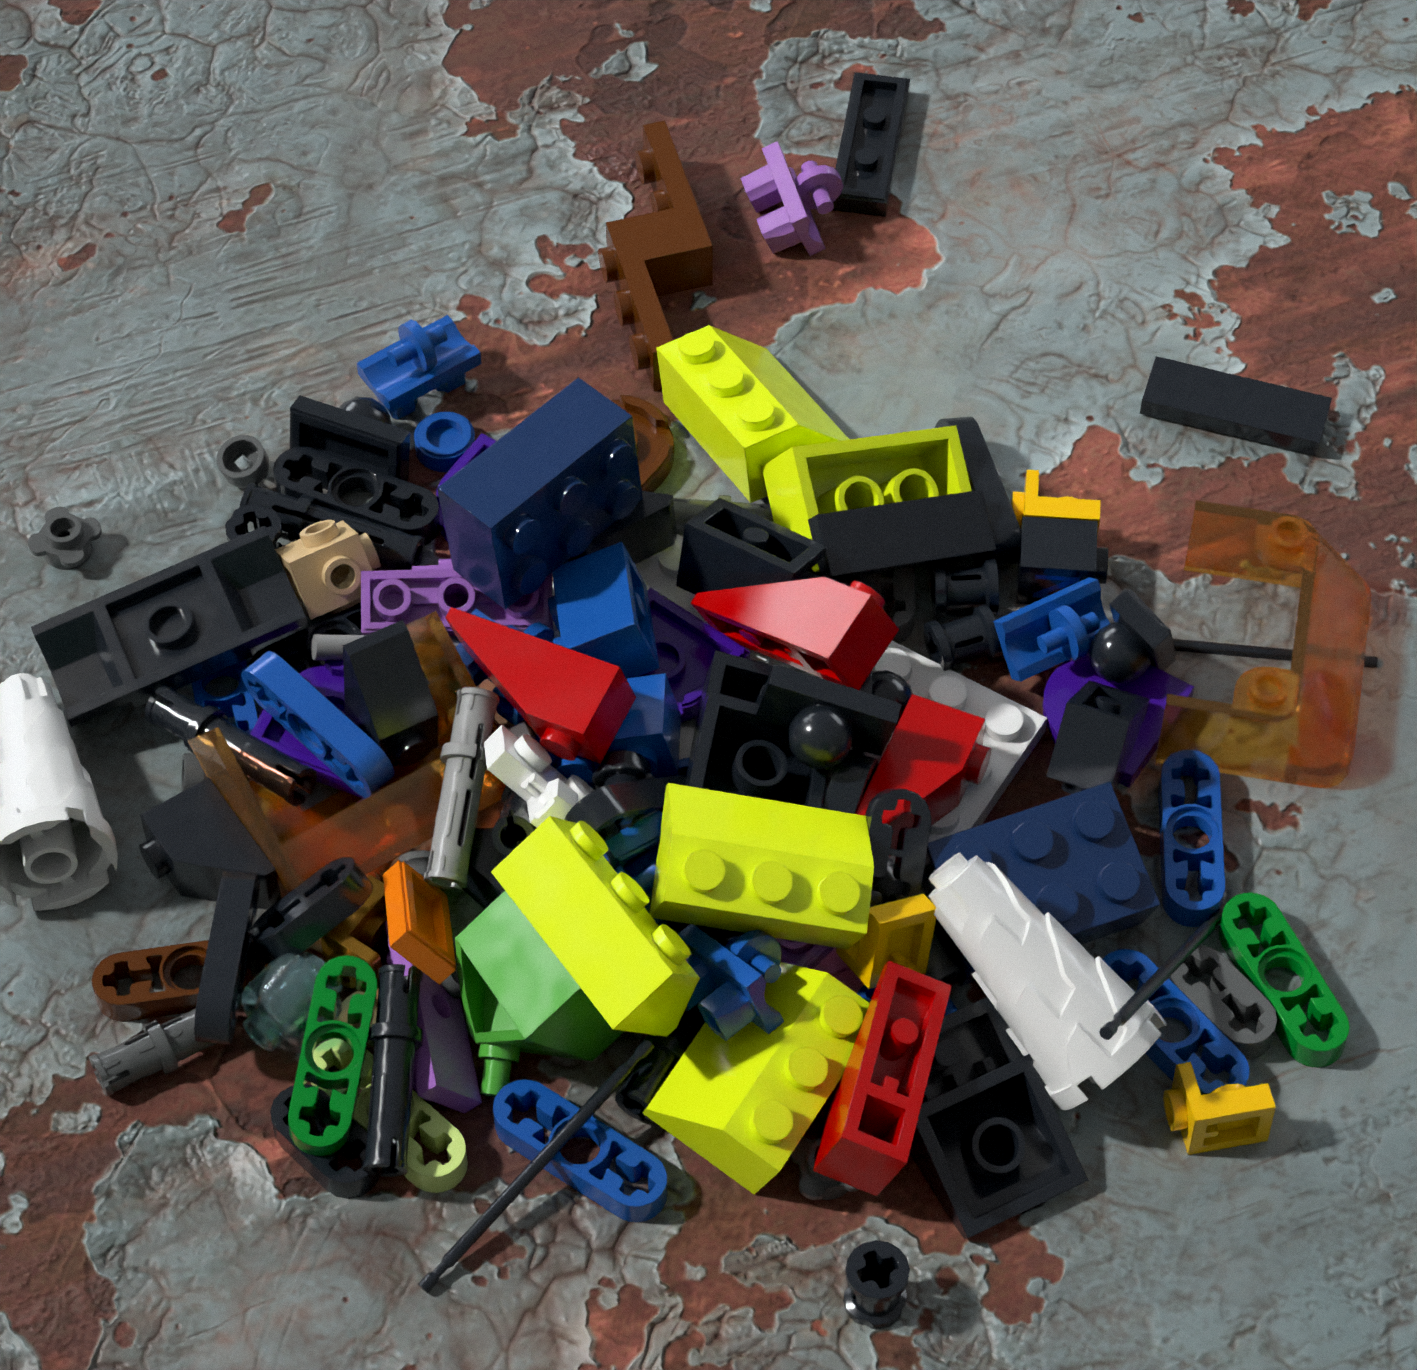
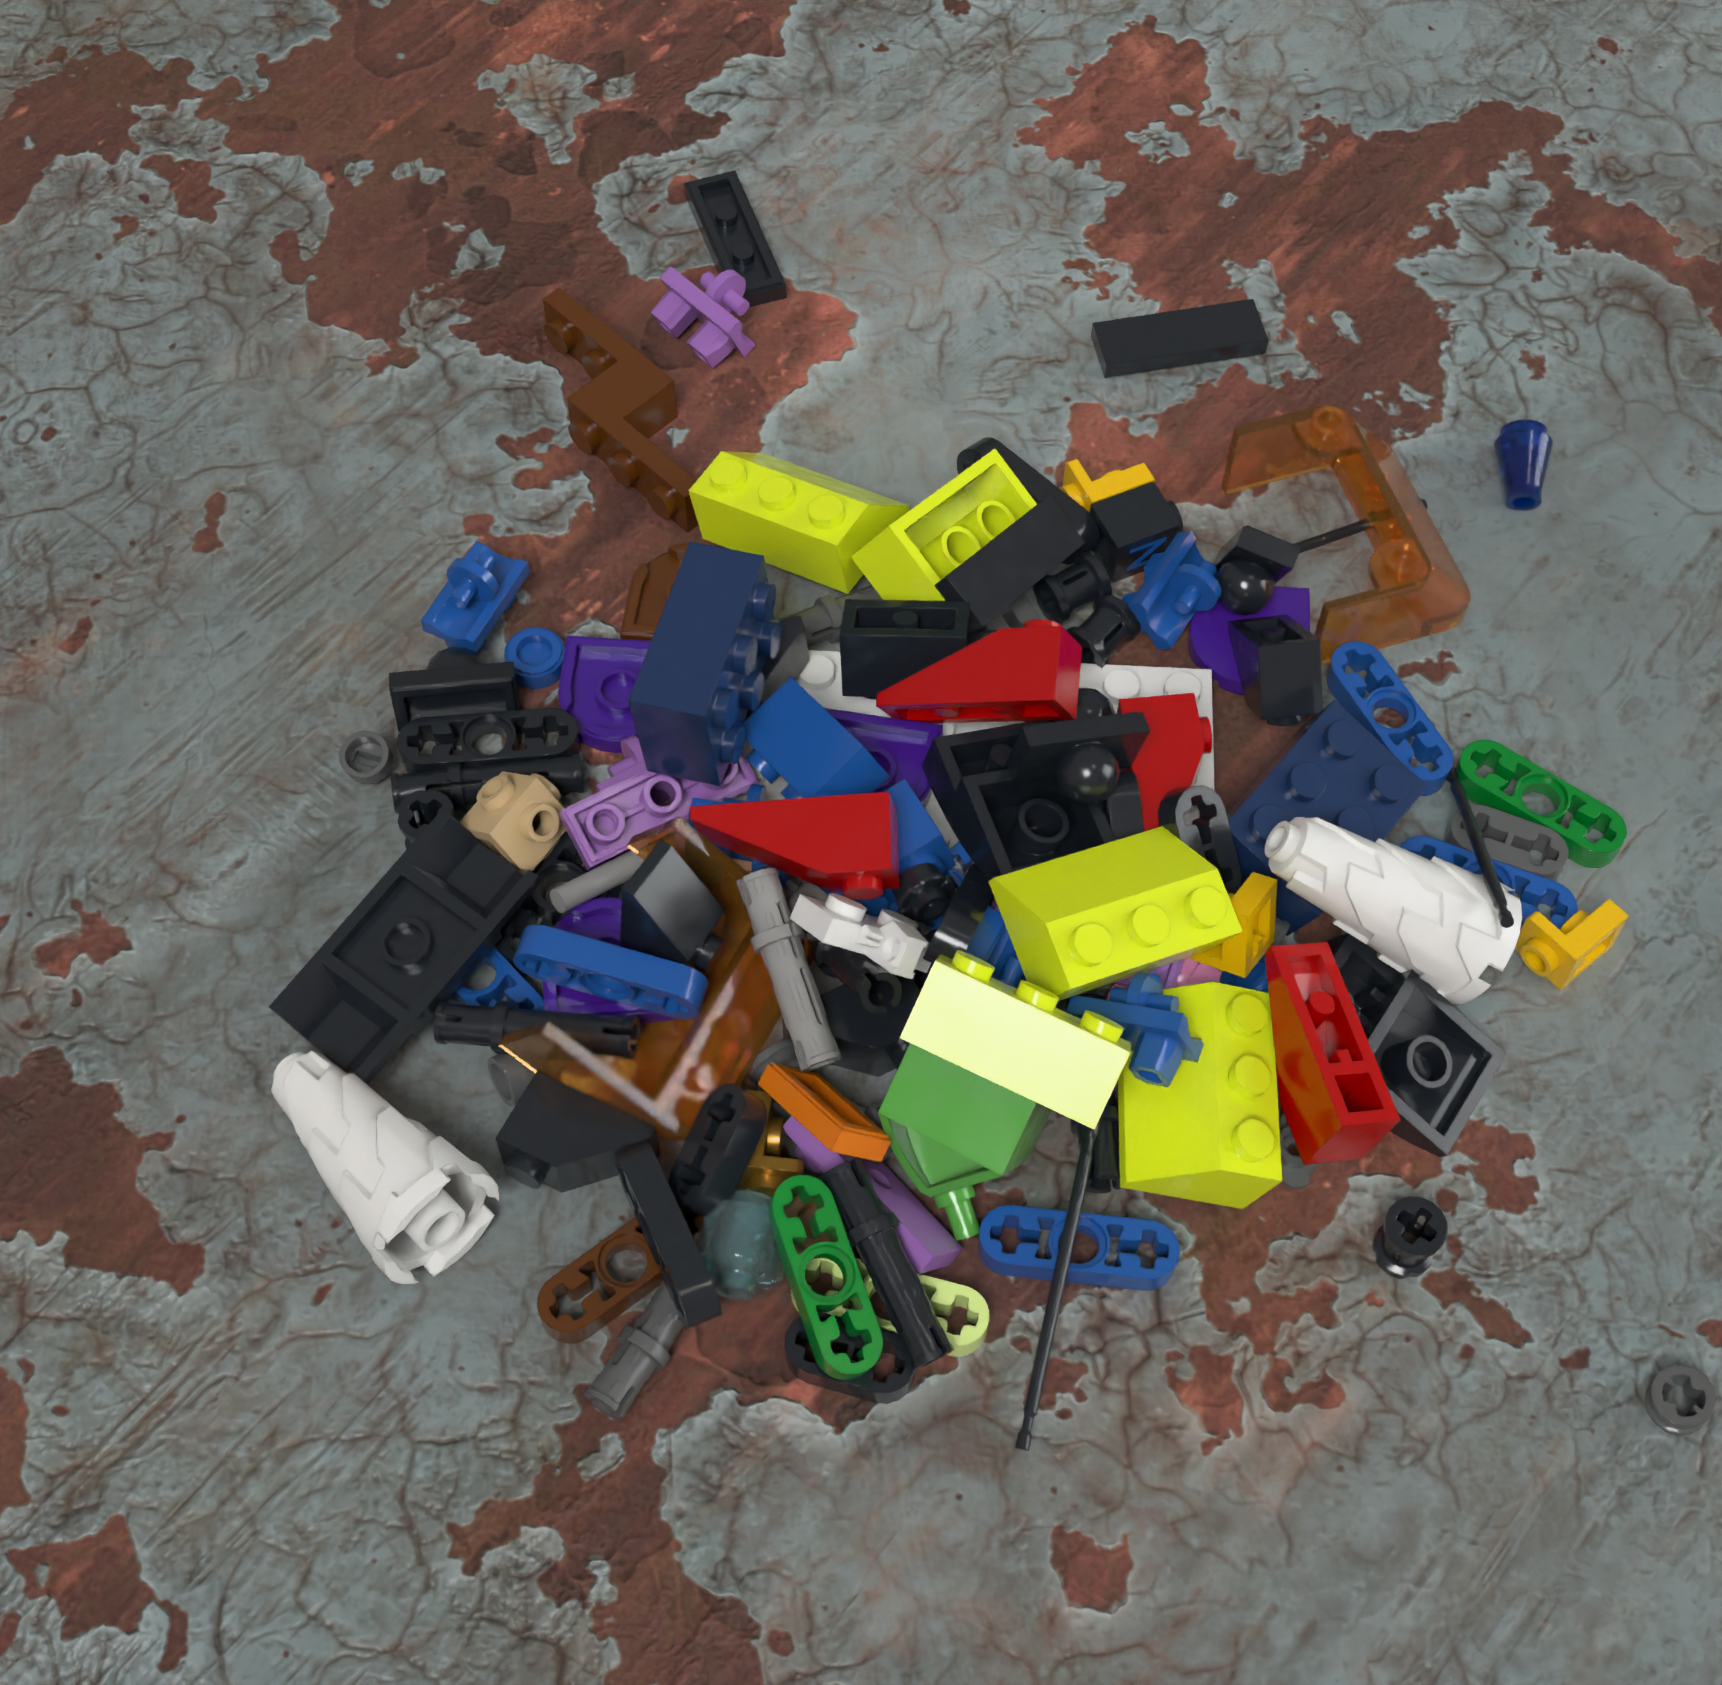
camera: 30 degrees left, 5 degrees up
(67, 551) = (241, 921): dark grey plate -> none

